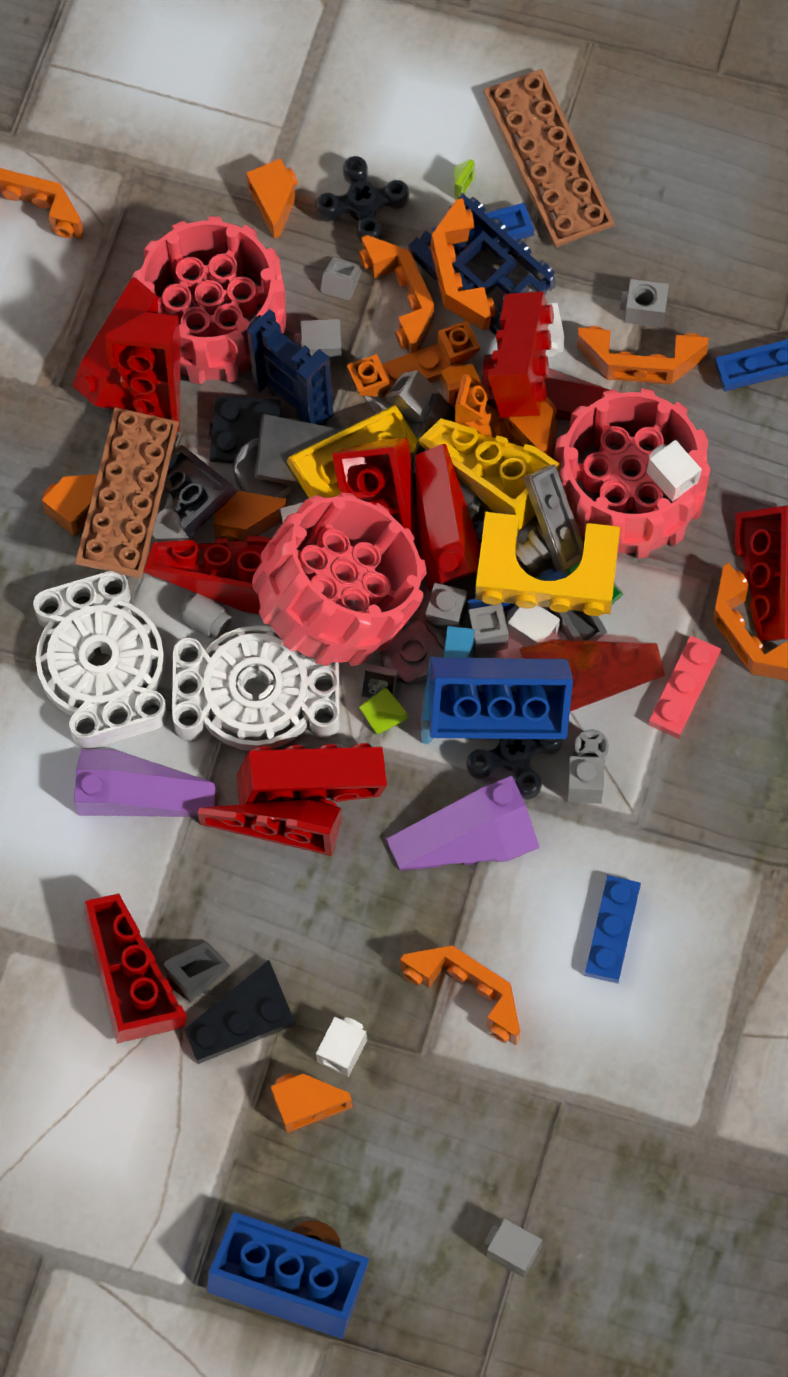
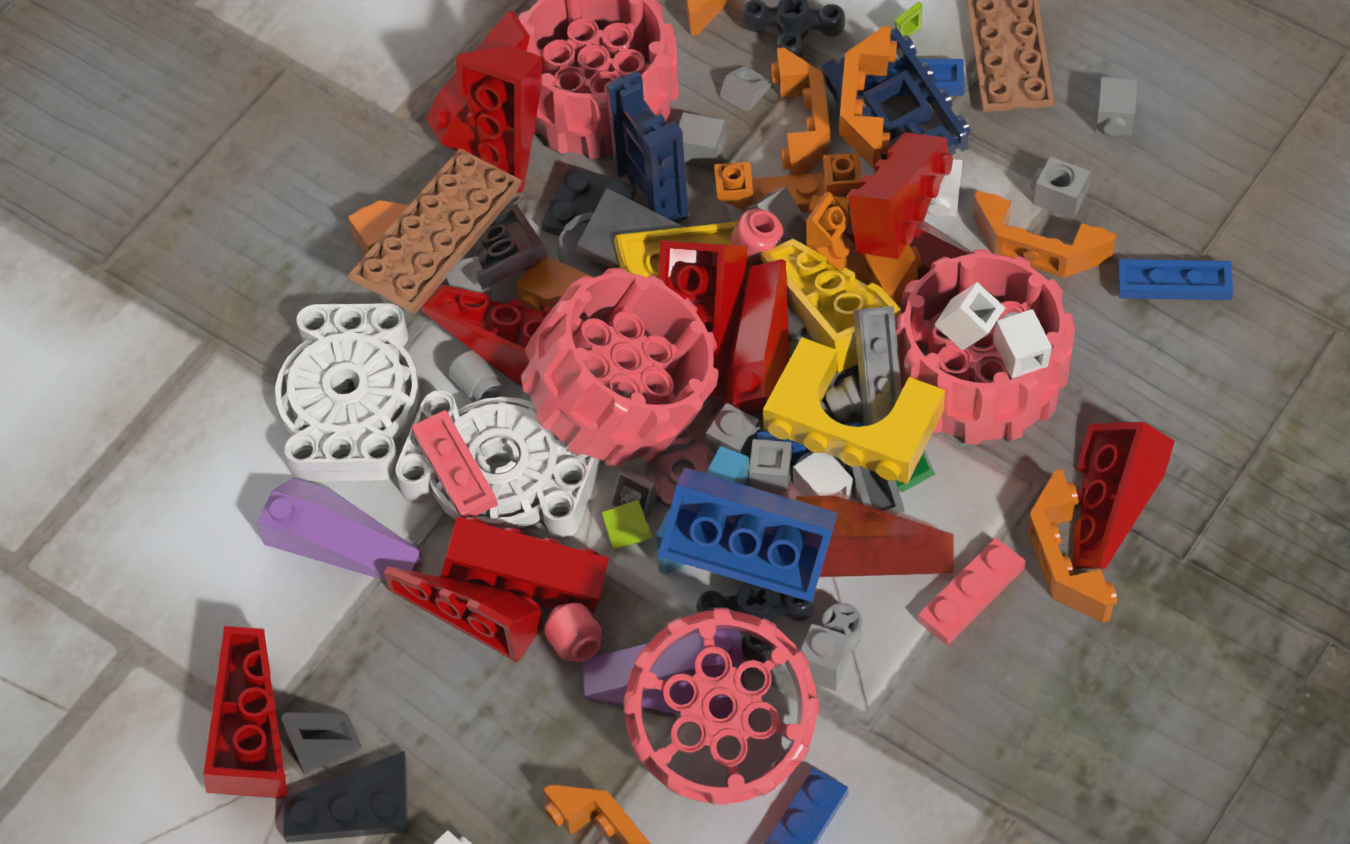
camera: 20 degrees right, 10 degrees down
(225, 704) = (454, 465): none -> coral plate
(373, 818) = (573, 632): none -> coral head
(408, 419) = (759, 231): none -> coral head
(592, 852) = (743, 703): none -> coral wheel
(625, 459) = (969, 316): none -> white brick
(669, 214) = (1116, 106): none -> light grey brick

